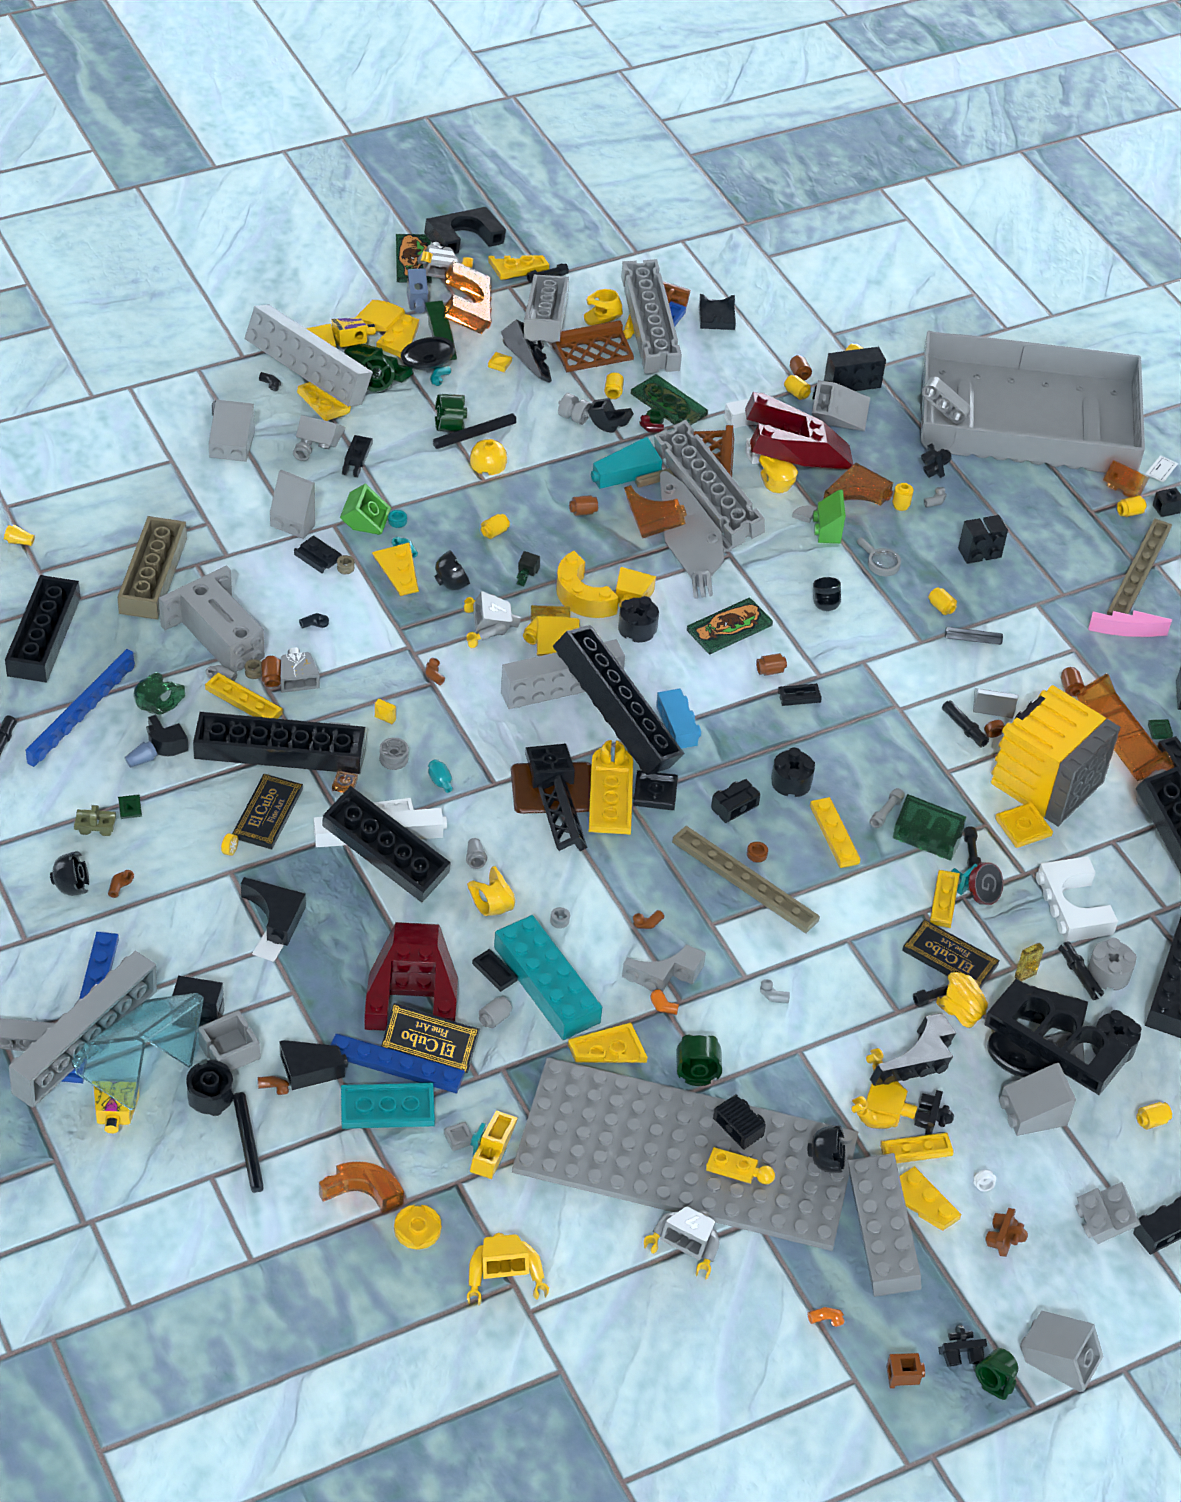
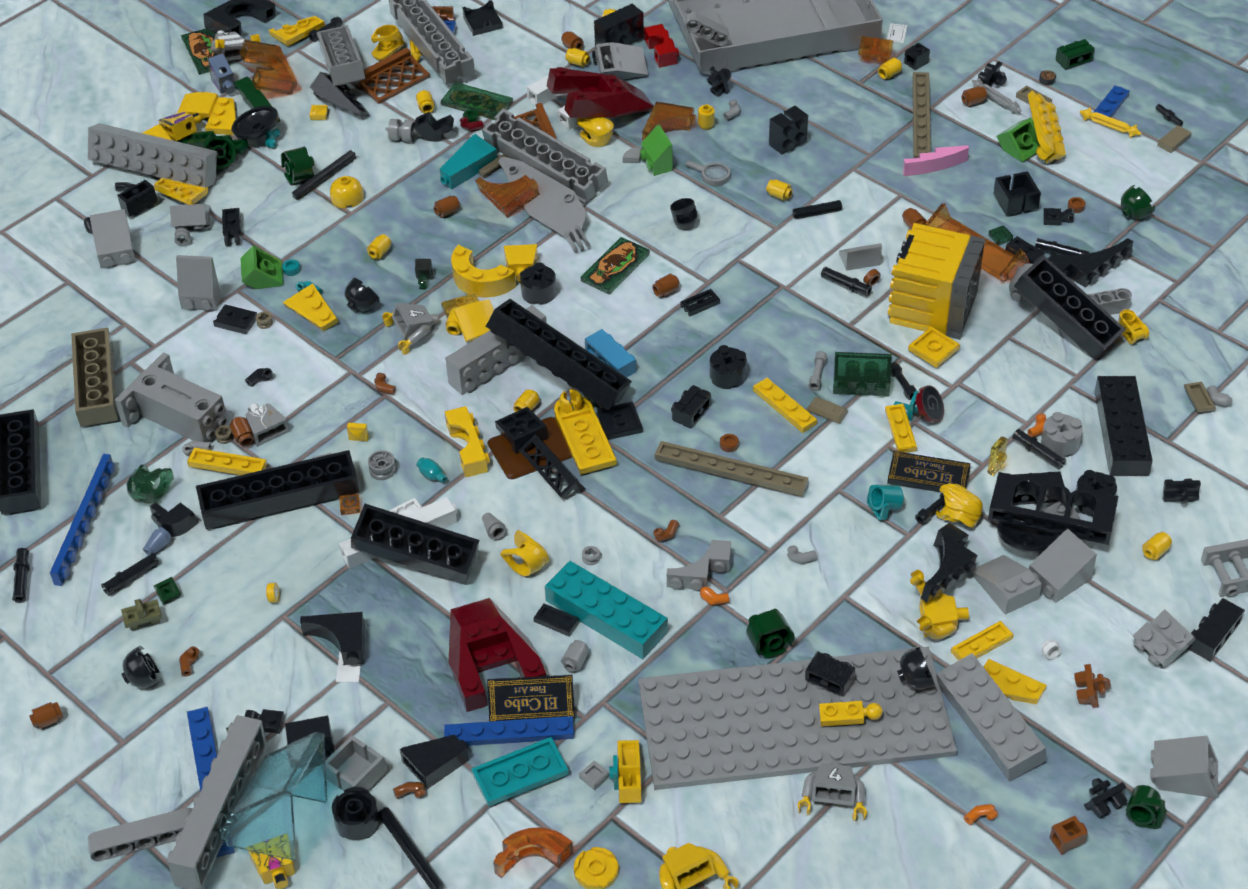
camera: 15 degrees left, 0 degrees up
(102, 777) = (122, 578): none -> black pin
(168, 968) = (271, 719): none -> black plate
(267, 811) = (293, 552): black tile -> none
(274, 396) = (137, 198): none -> black brick
(487, 775) = (461, 426): none -> yellow arch
(571, 736) = (528, 398): none -> yellow brick
(609, 1046) = (686, 649): yellow wing -> none
(877, 853) = (827, 410): none -> dark tan tile
(888, 965) = (884, 498): none -> teal piece
(894, 402) = (664, 49): none -> red arch
(932, 1103) = (984, 608): black hips -> none
(974, 1097) = (1008, 583): none -> light grey slope
(1073, 921) = (1012, 411): white arch -> none
(1087, 950) = (1038, 428): none -> orange arm

